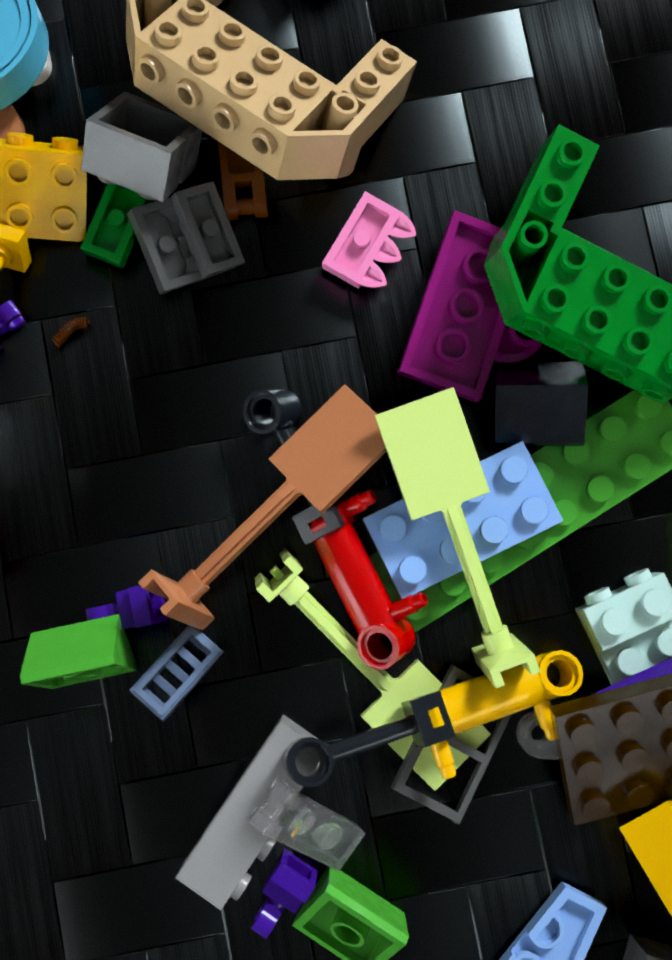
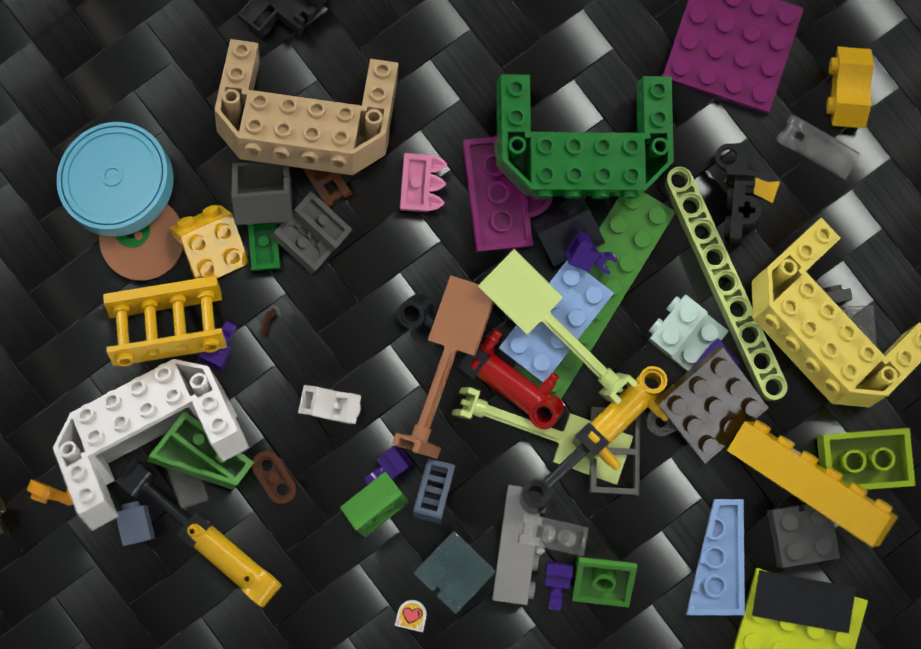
camera: 30 degrees left, 0 degrees up
(57, 833) = (411, 615): none -> tile
(90, 483) = (330, 404): none -> white brick
(149, 806) = (455, 571): none -> clear light blue piece
(549, 446) = (584, 254): none -> dark purple piece

